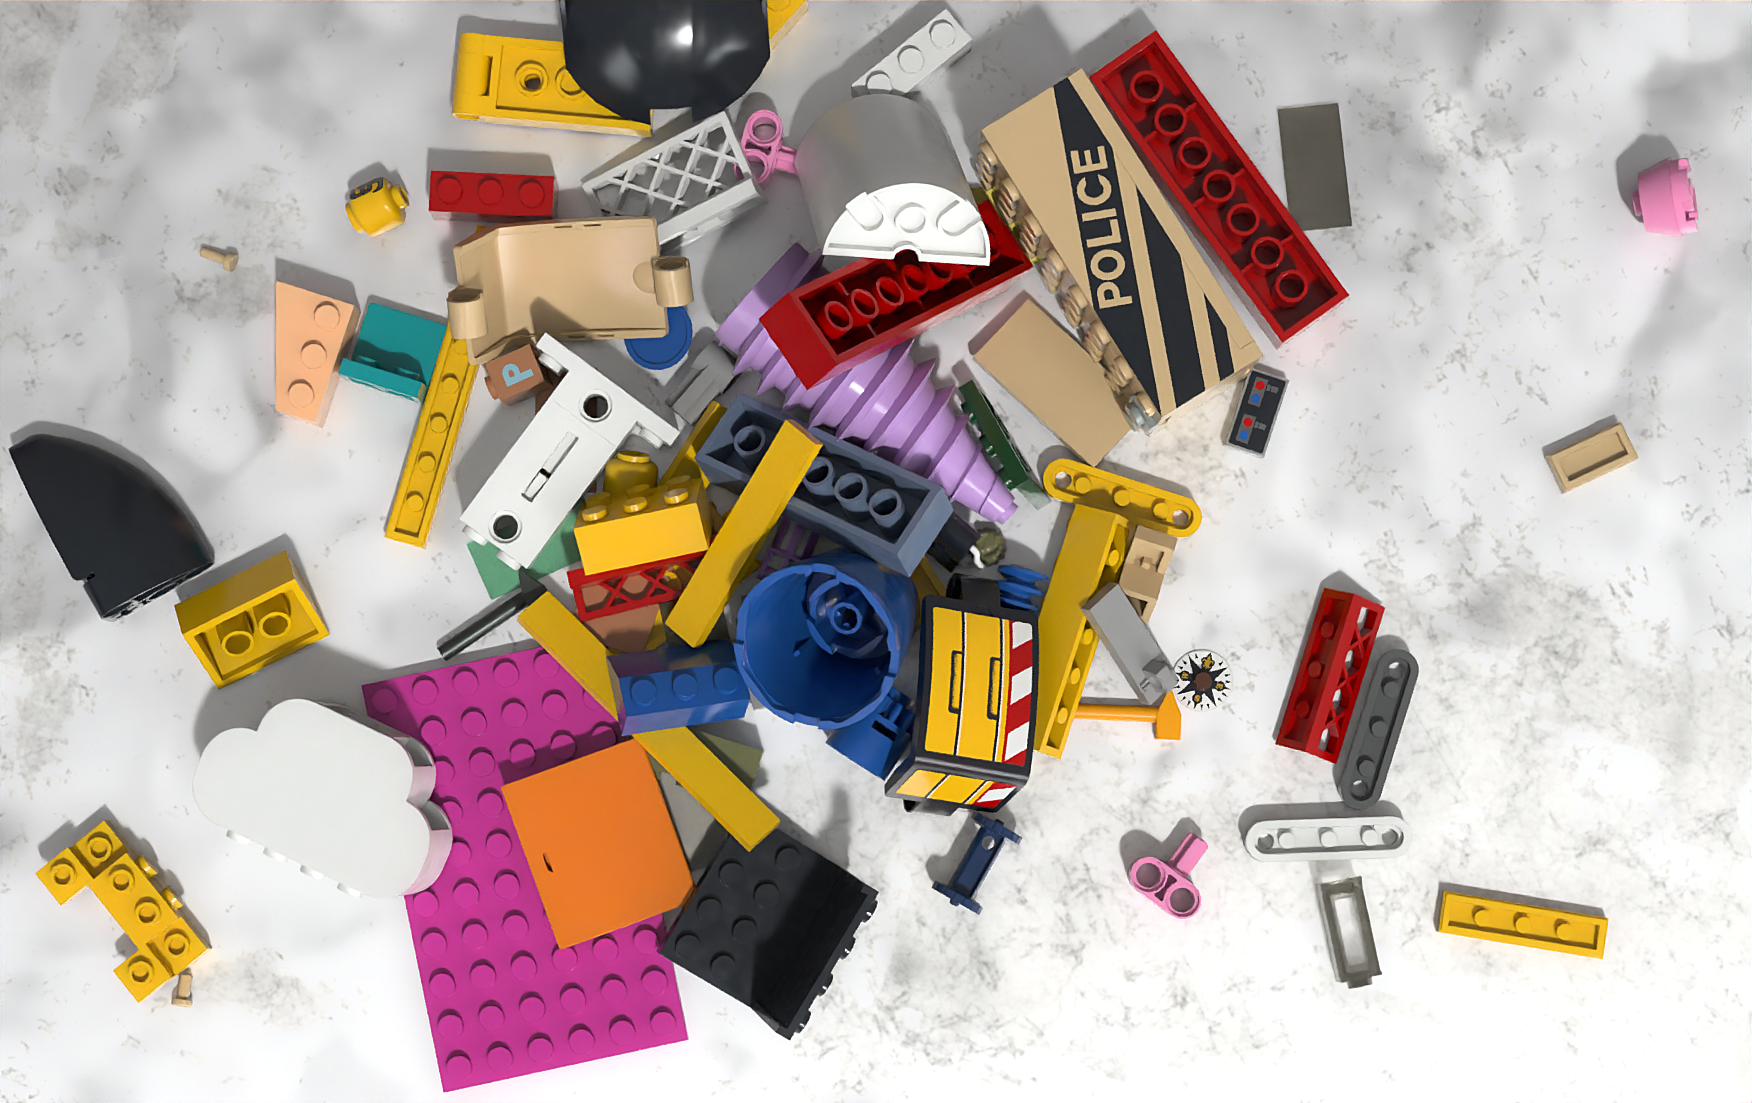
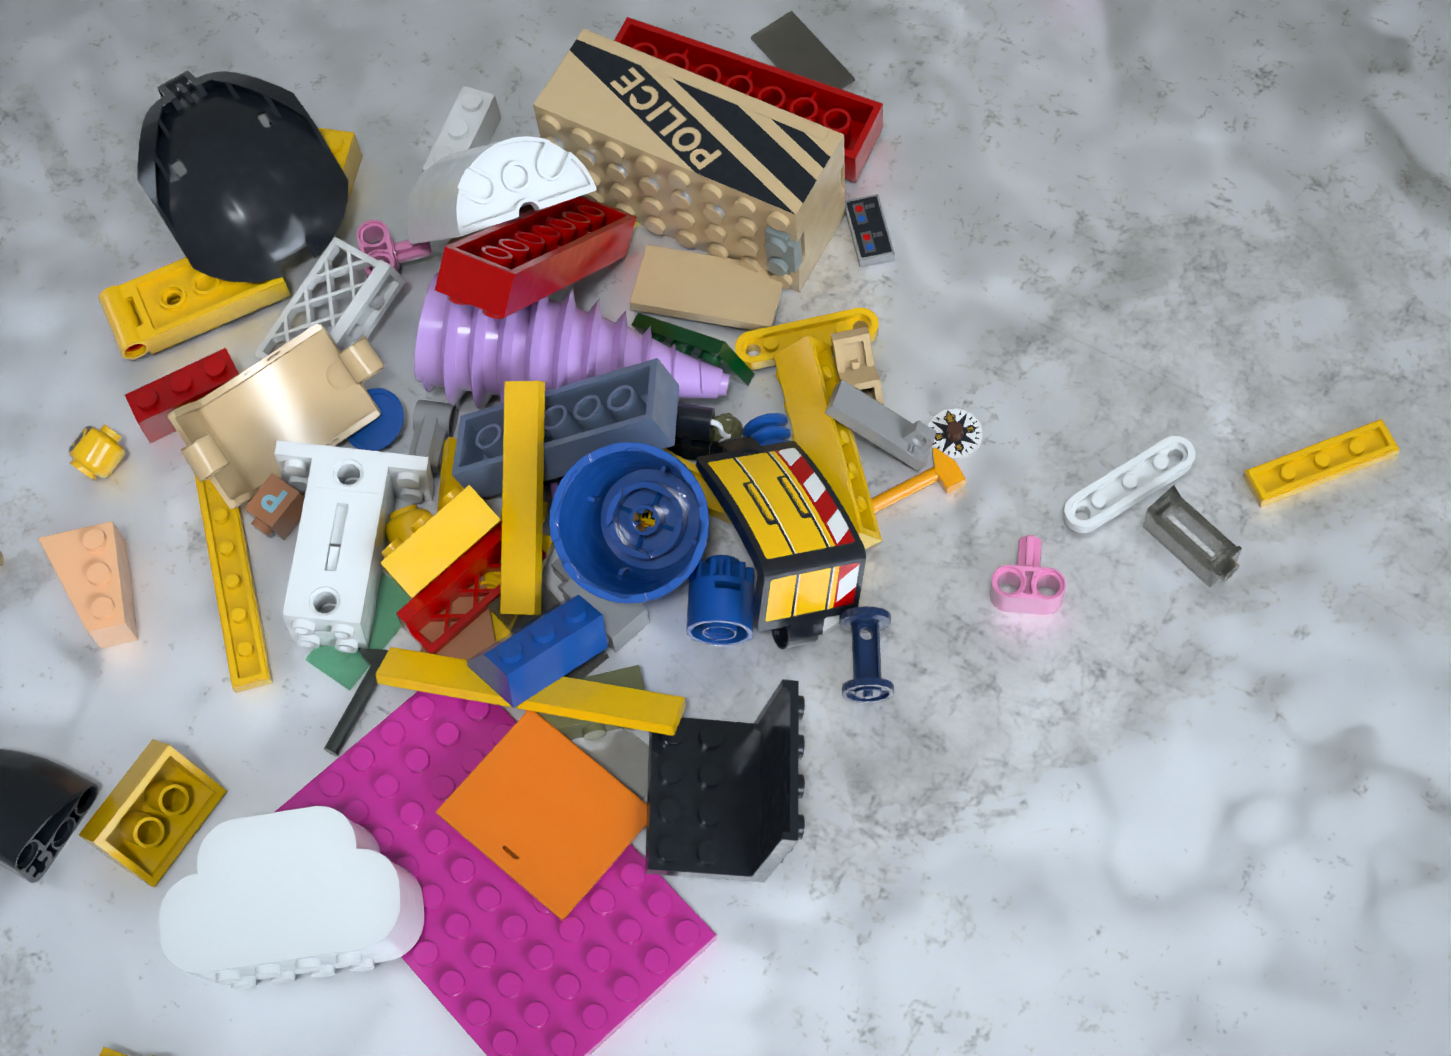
camera: 25 degrees left, 20 degrees down
(395, 353) = (167, 550): teal bracket -> none
(1324, 672) = (1042, 370): red fence -> none
(1378, 729) = (1112, 387): dark grey plate -> none
(1591, 457) = (1134, 127): tan tile -> none

